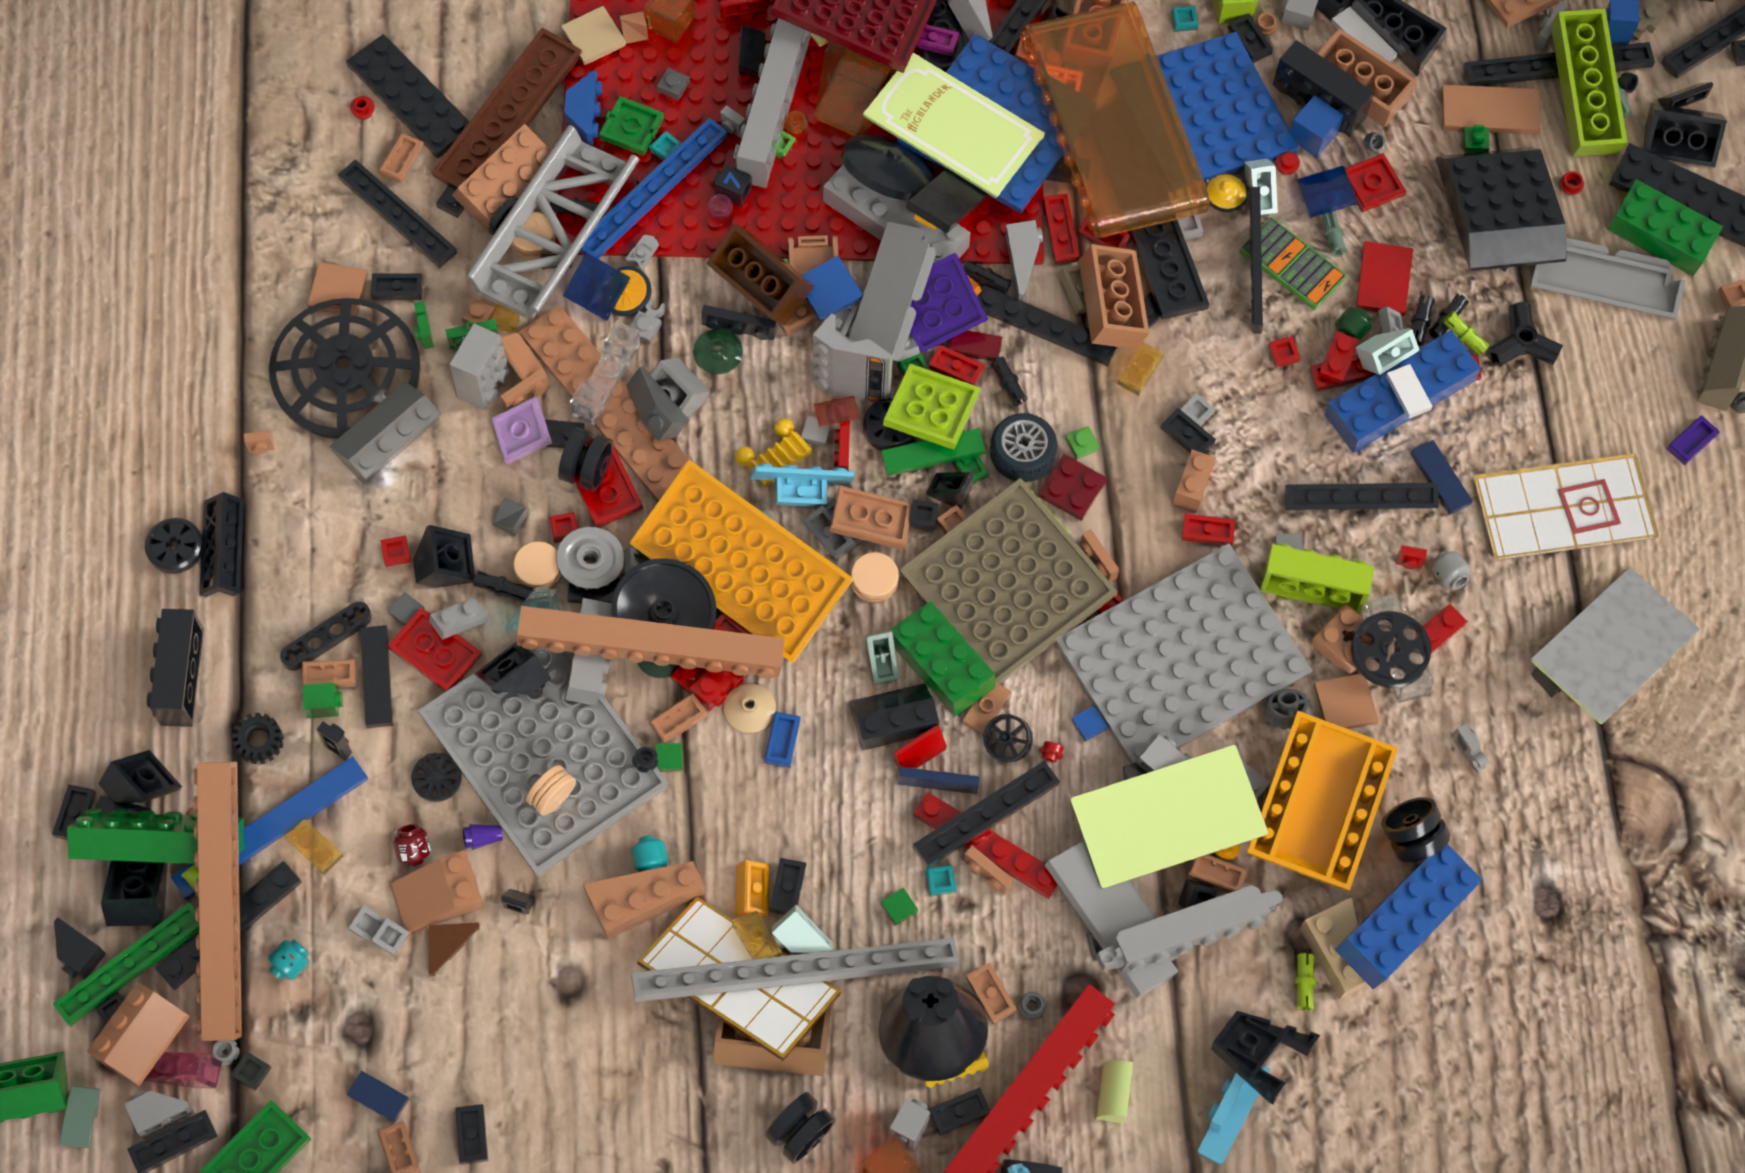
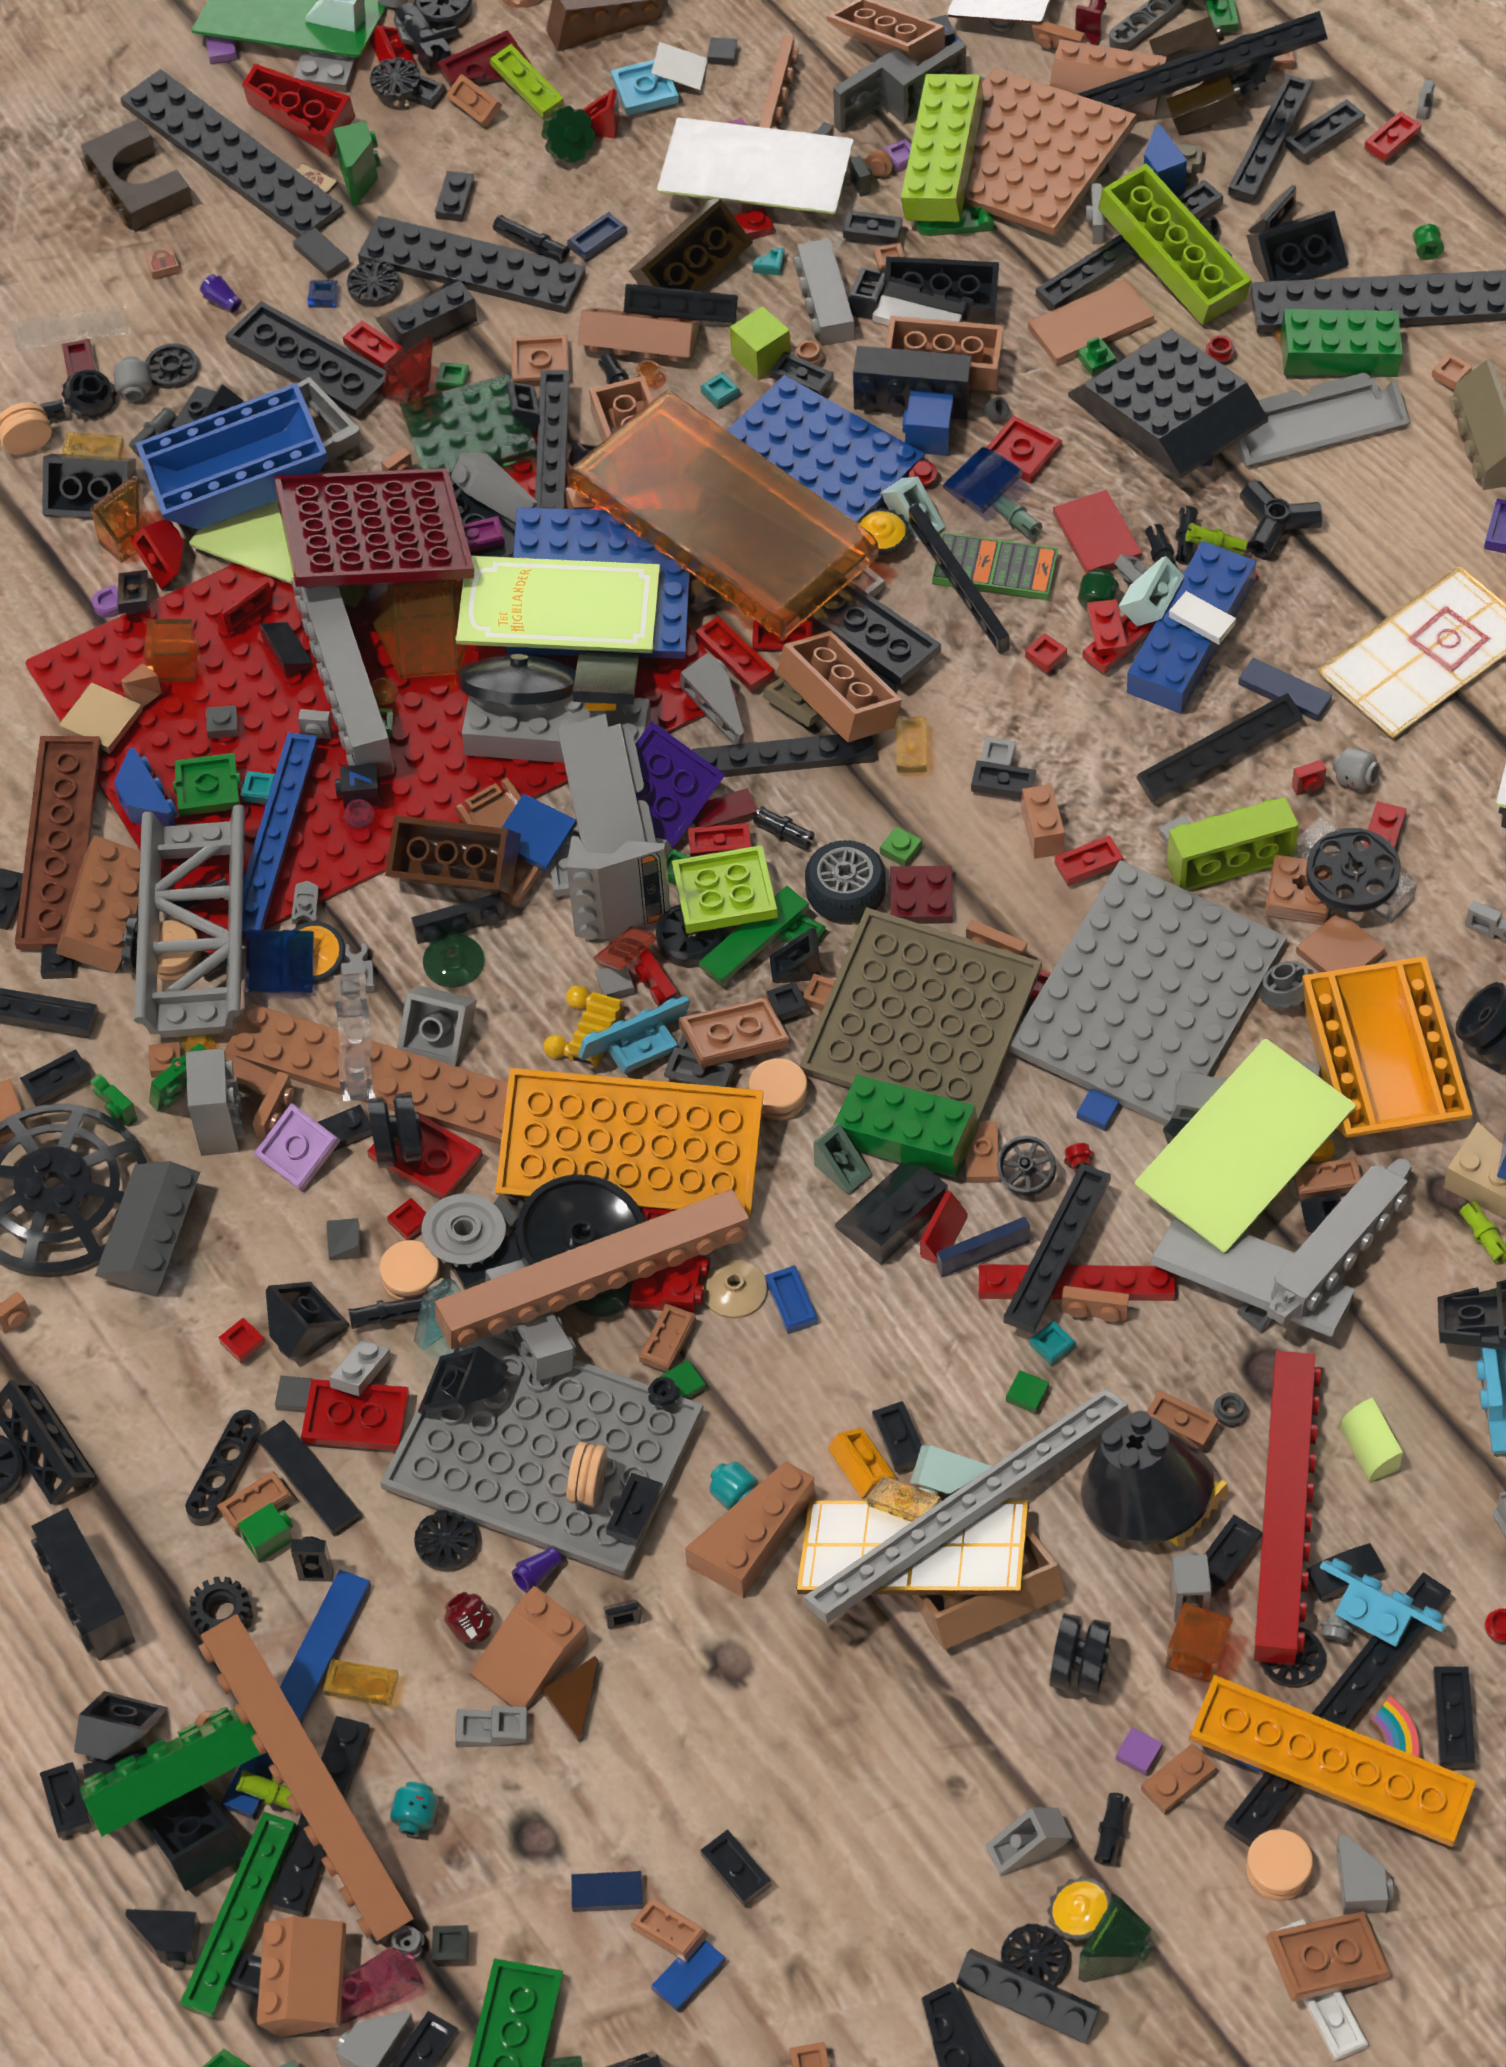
camera: 25 degrees left, 10 degrees down
(569, 833) = (634, 1509): none -> black plate
(655, 407) = (427, 1043): dark grey slope -> none
(1001, 284) = (711, 738): black pin -> none

